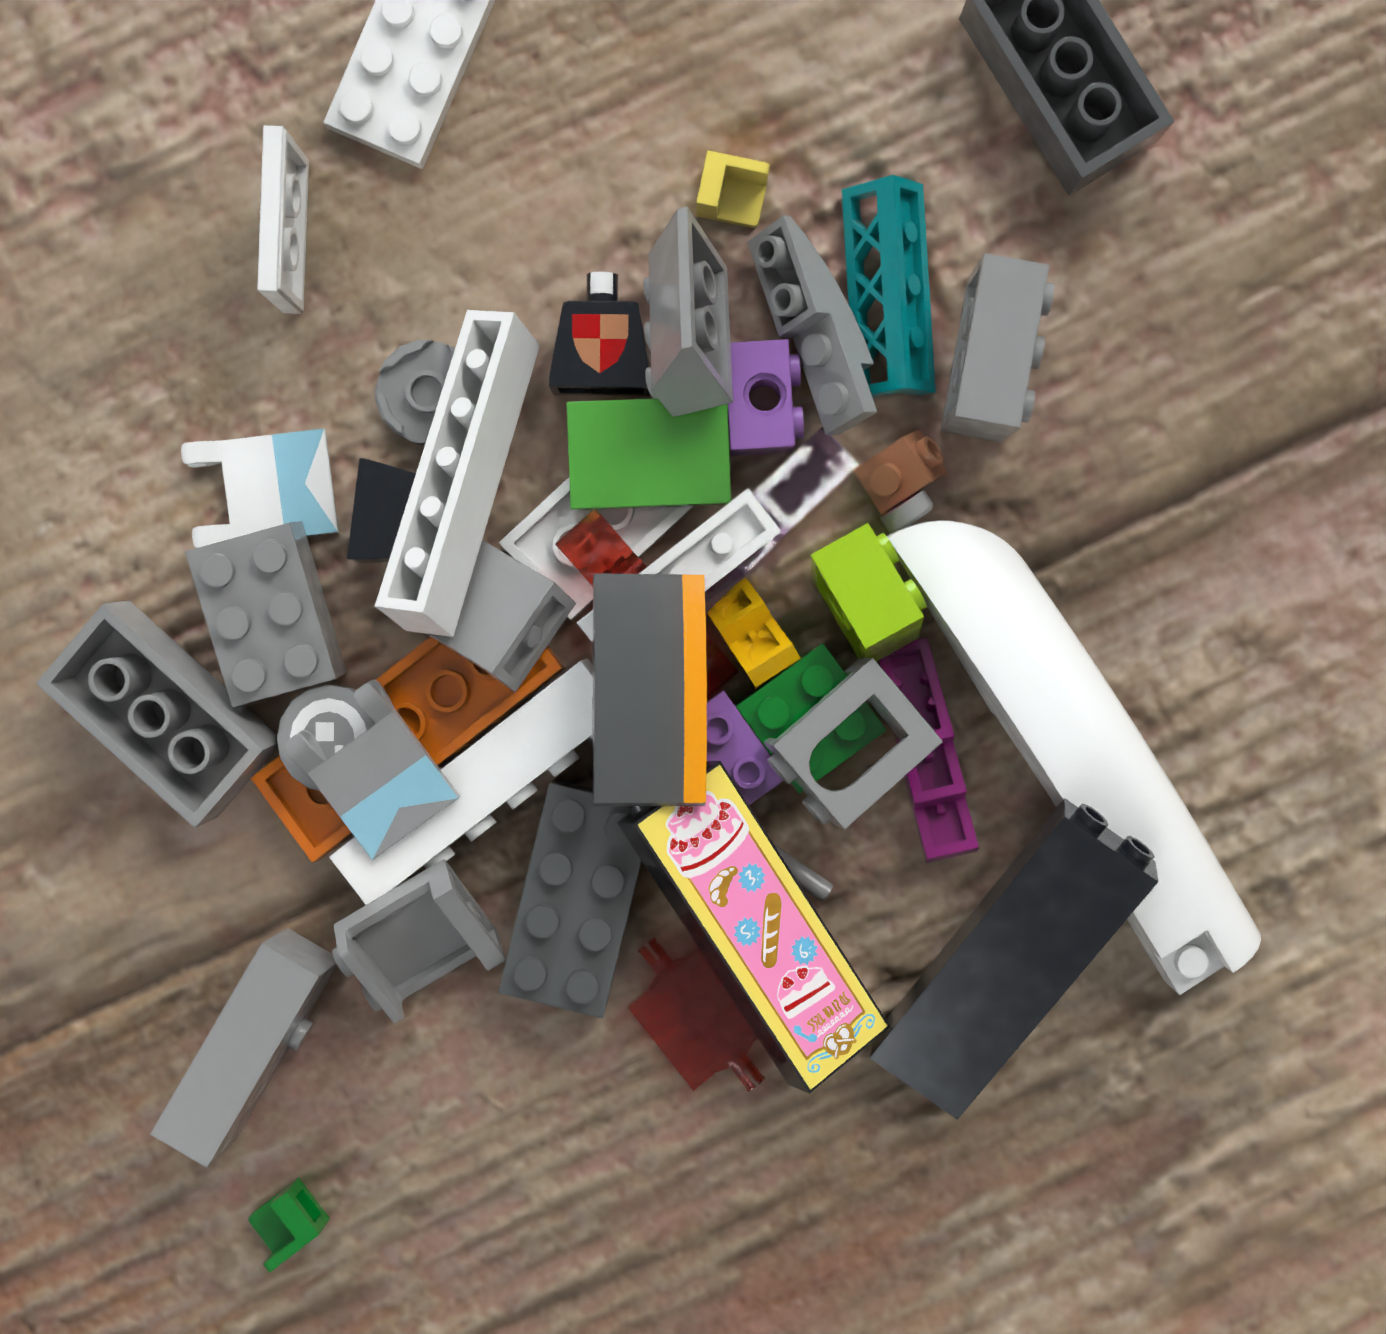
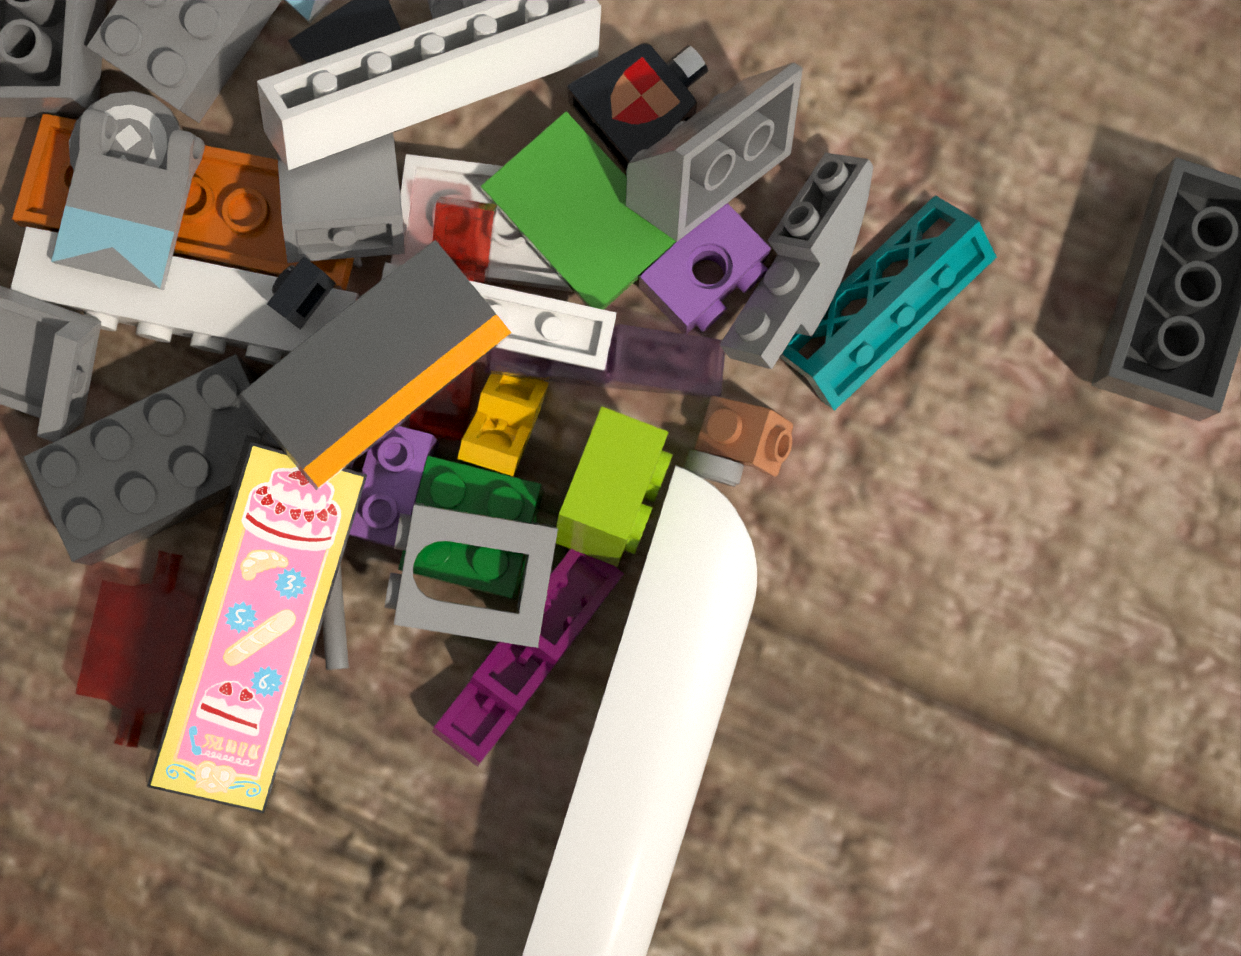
camera: 50 degrees right, 5 degrees down
(548, 701) = (300, 292): none -> black plate
(732, 189) = (857, 105): light yellow panel -> none
(997, 348) = (909, 425): light grey brick -> none
(1015, 956) = (407, 866): black brick -> none

